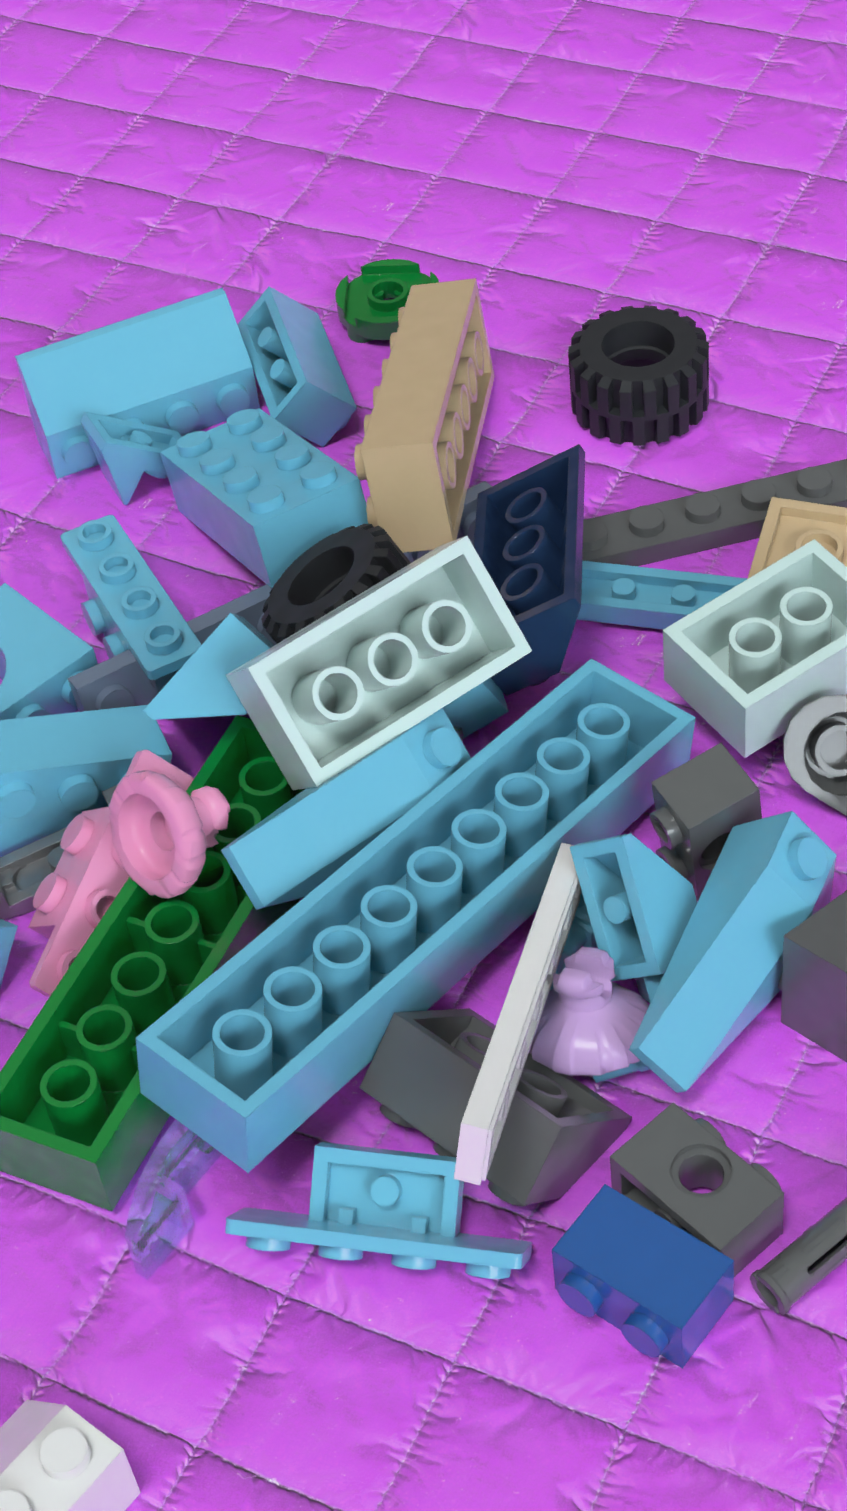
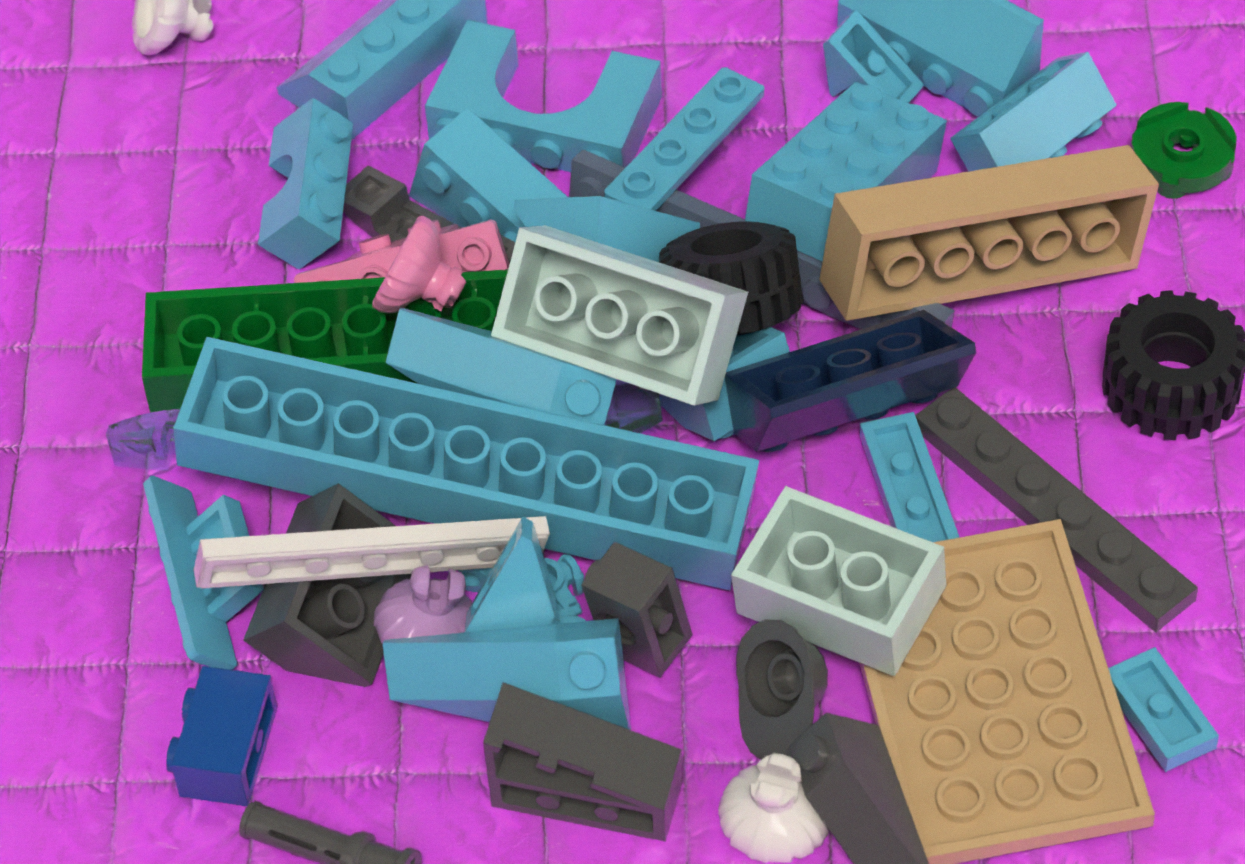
camera: 60 degrees right, 5 degrees up
(685, 1153) = (307, 713): dark grey brick -> none

